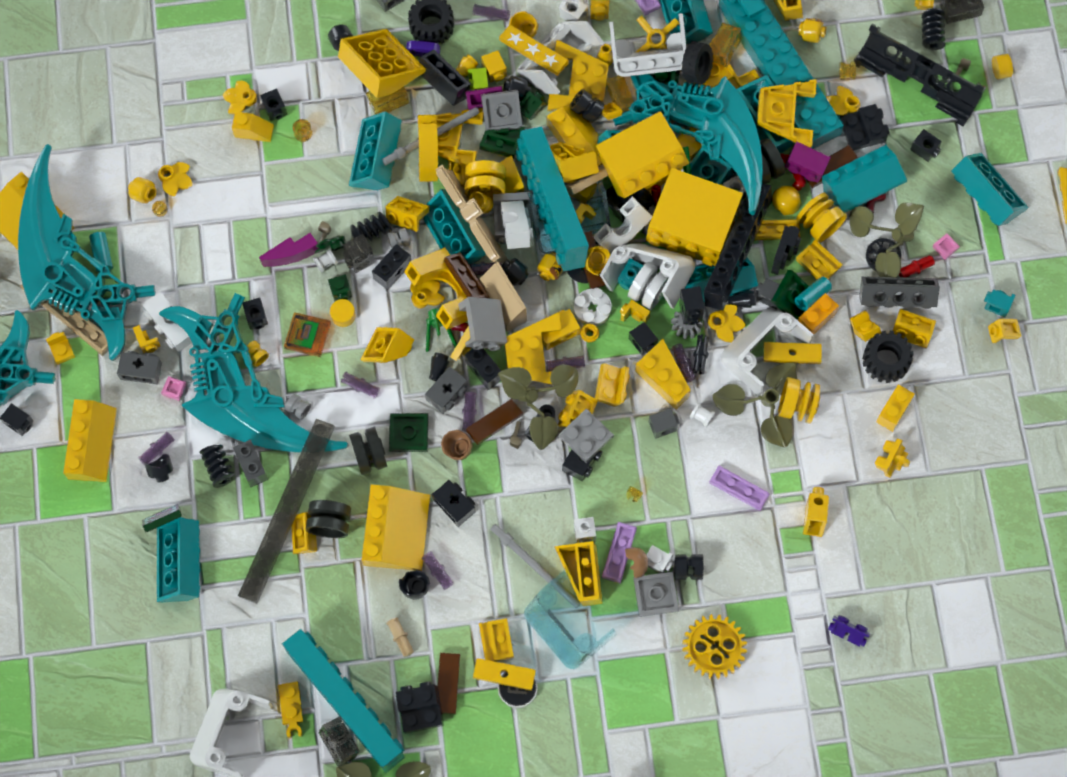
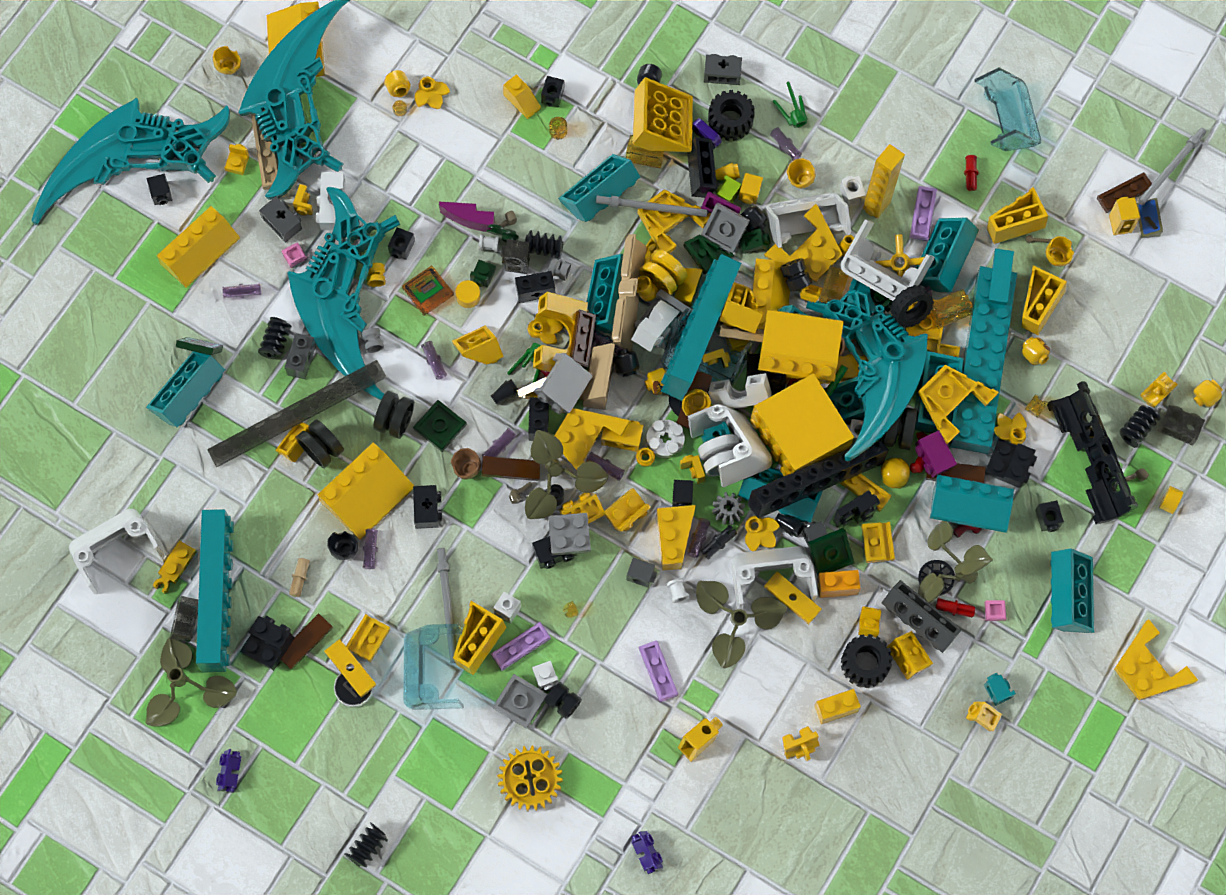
camera: 35 degrees right, 0 degrees up
(100, 249) = (328, 107): teal piece -> none
(160, 468) = (230, 307): black piece -> none
(237, 97) = (533, 66): yellow plate -> none
(406, 213) = (582, 252): yellow bracket -> none
(427, 148) = (640, 211): yellow arch -> none
(448, 380) = (502, 408): dark grey brick -> none
(533, 50) = (790, 198): yellow tile -> none
(640, 561) = (527, 663): medium nougat hair -> none
(691, 305) = (737, 496): black brick -> none
(799, 400) = (762, 638): yellow wheel -> none
(813, 293) = (849, 562): teal piece -> none
(818, 214) = (908, 507): yellow wheel -> none

